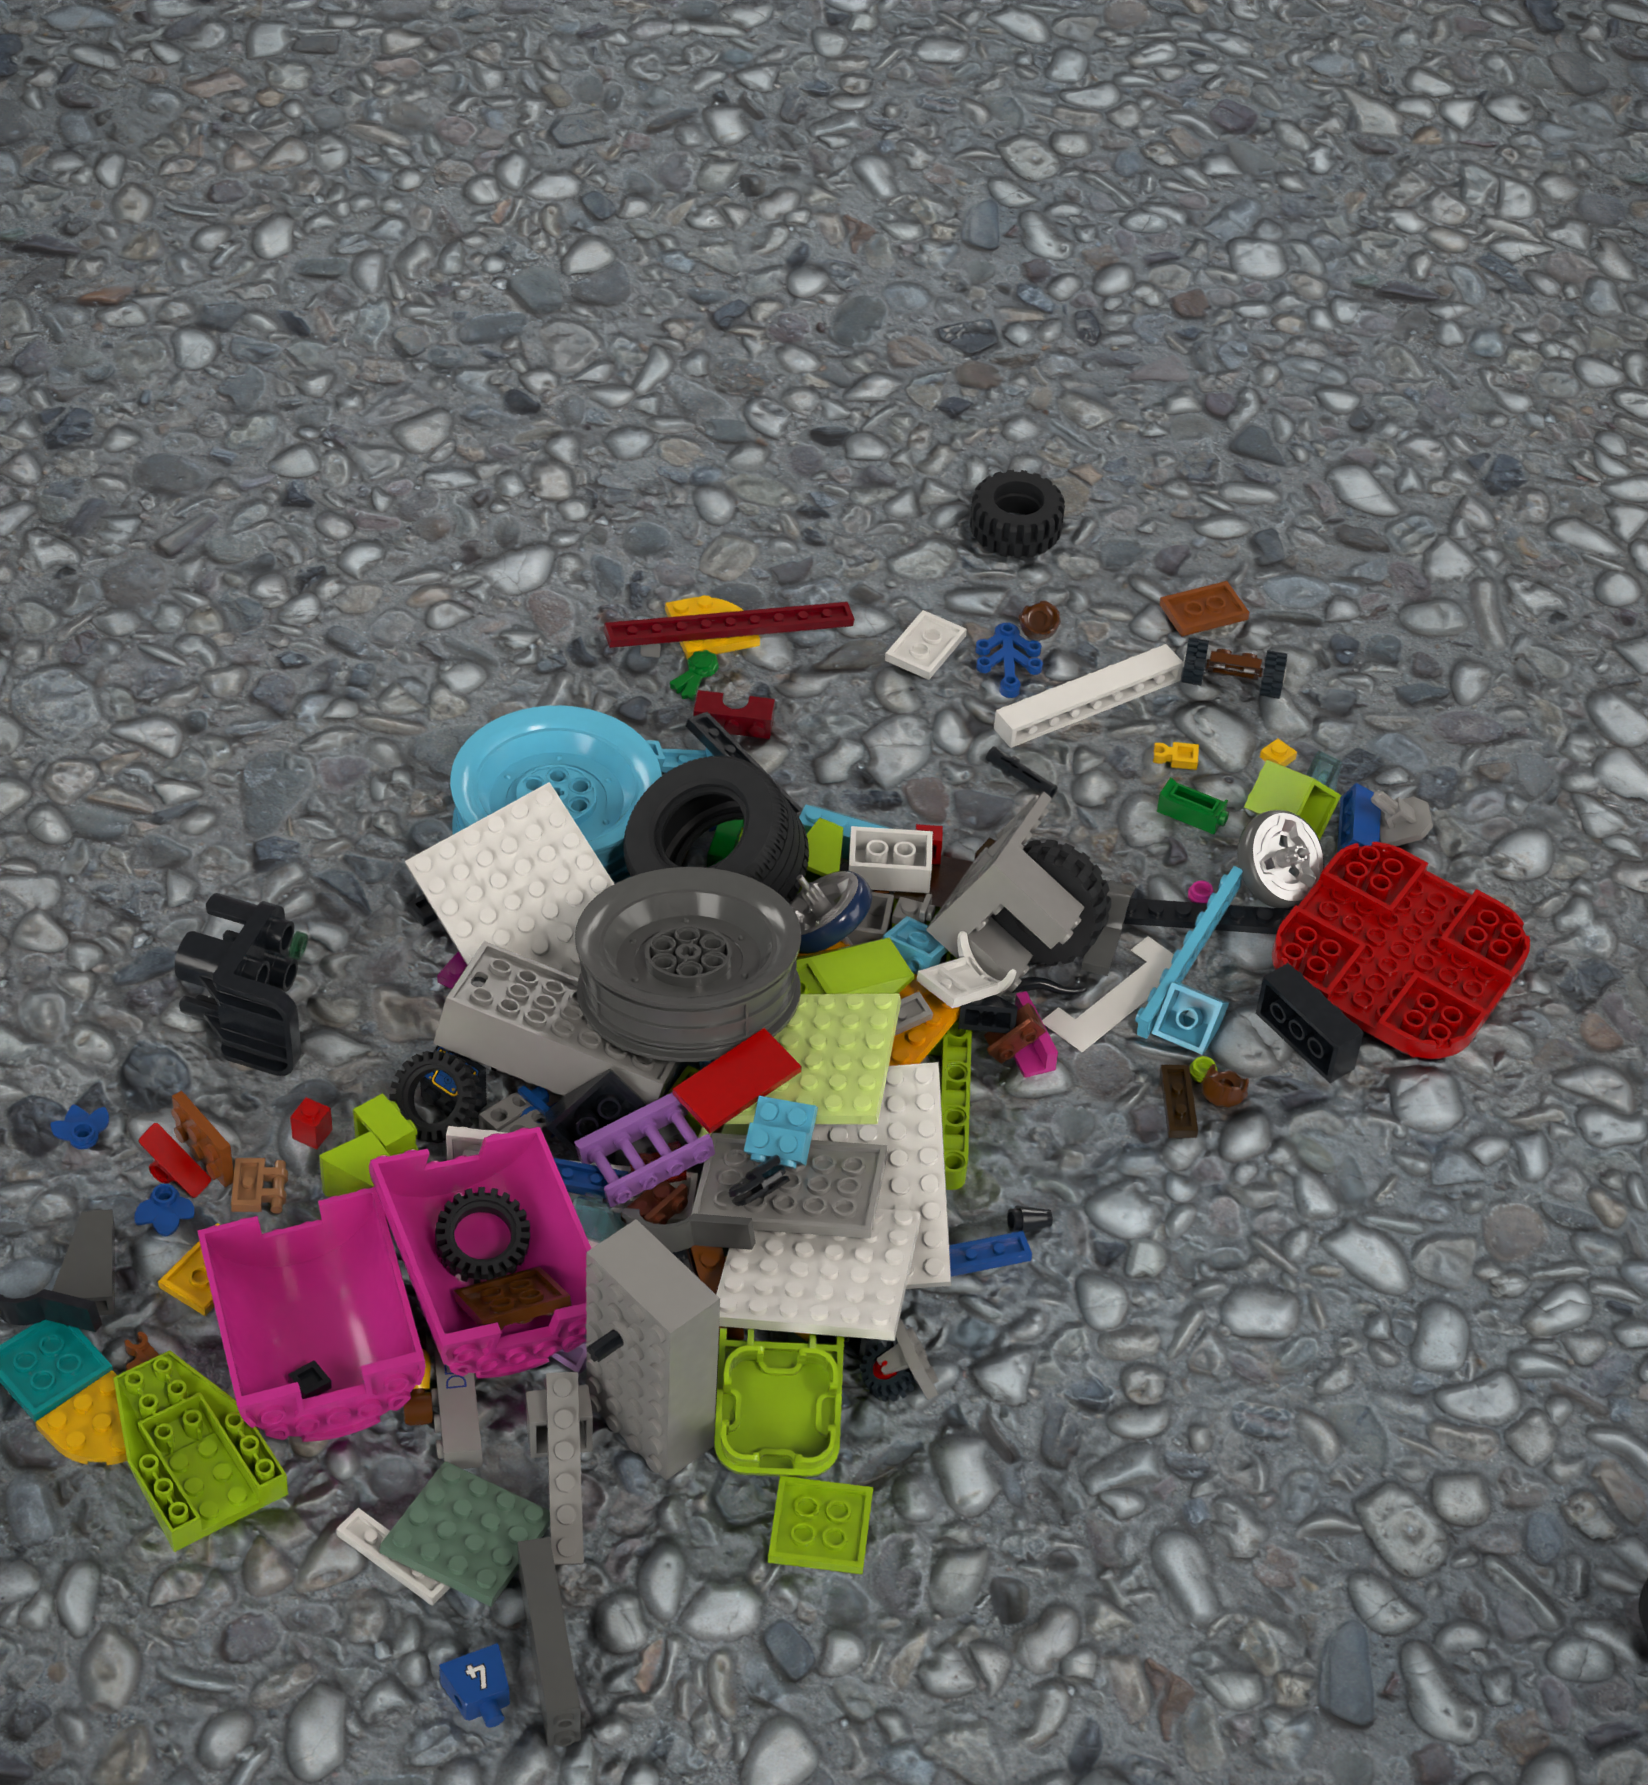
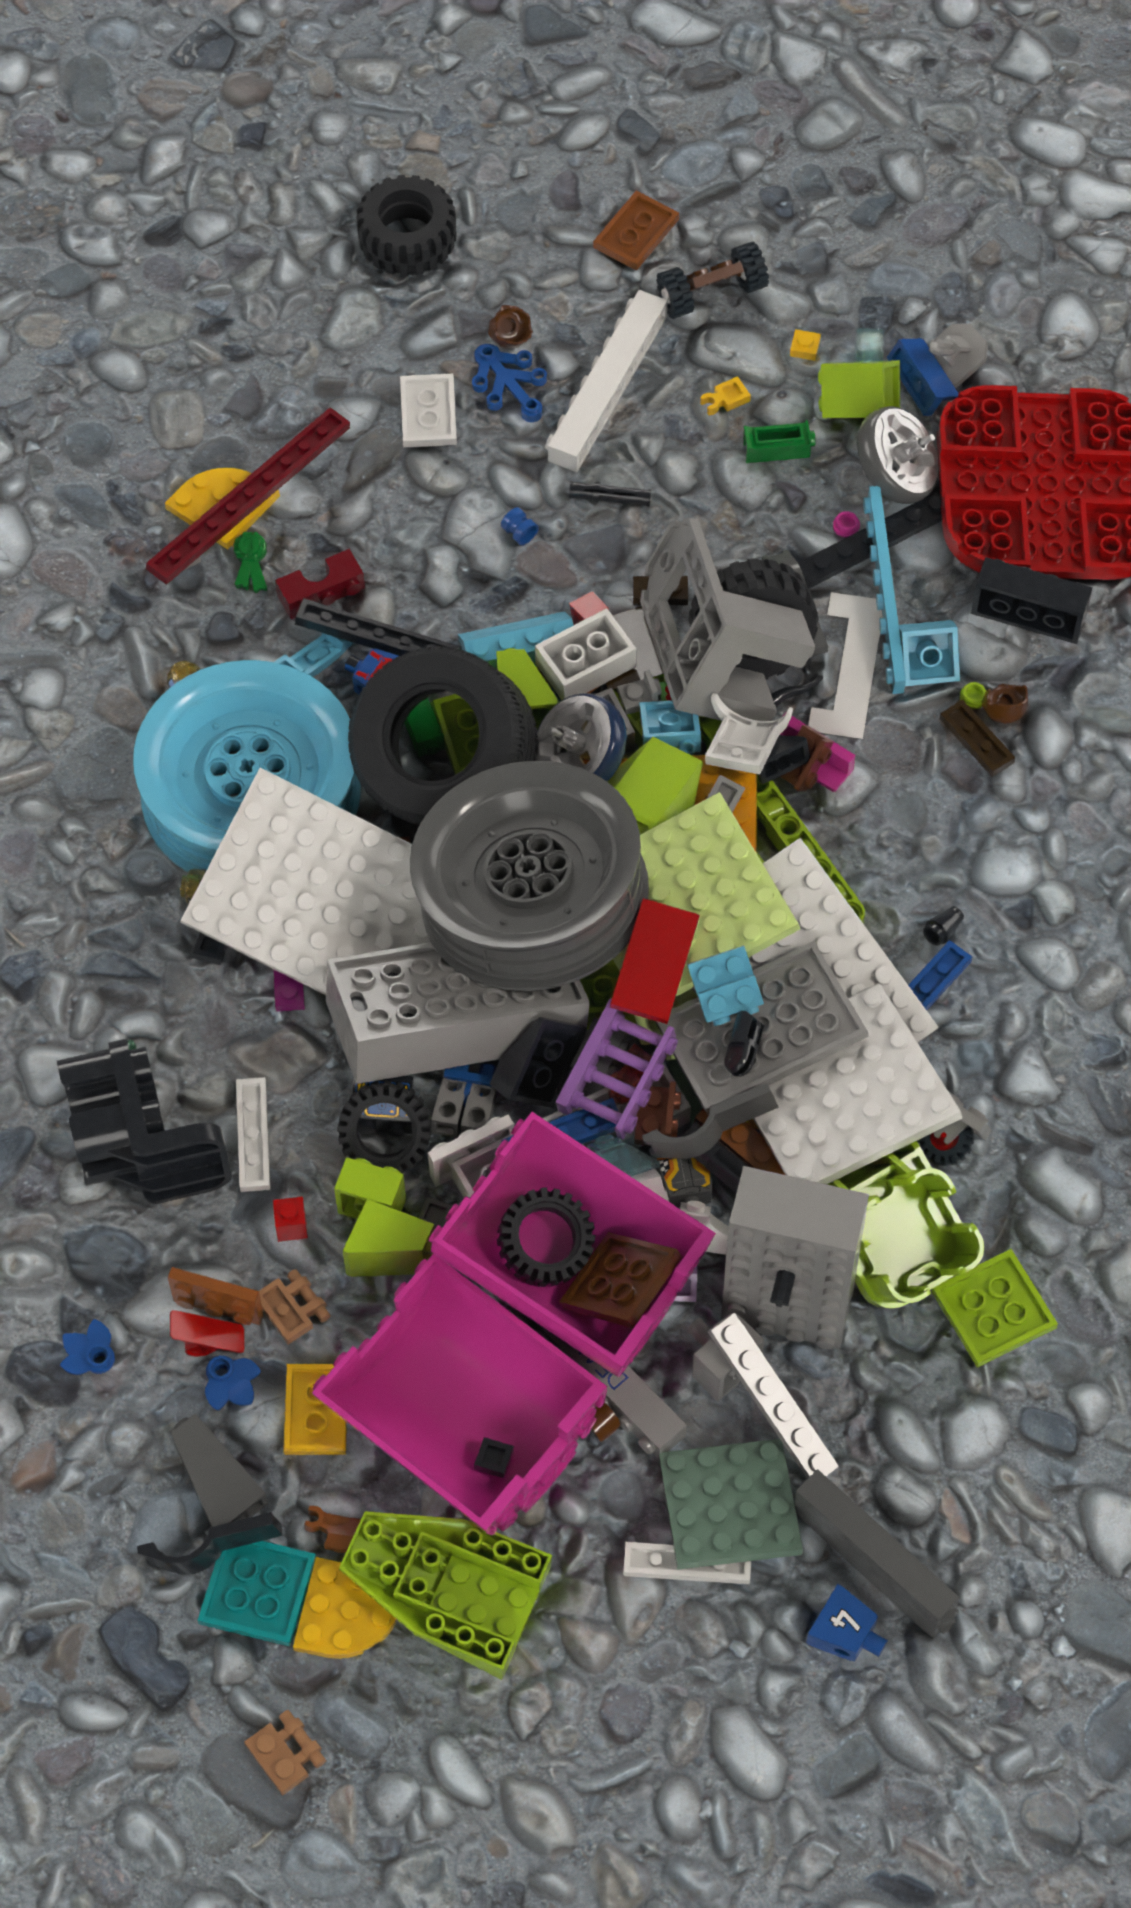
camera: 30 degrees left, 15 degrees up
(339, 1051) = (253, 1134): none -> white plate
(927, 756) = (522, 528): none -> blue wheel

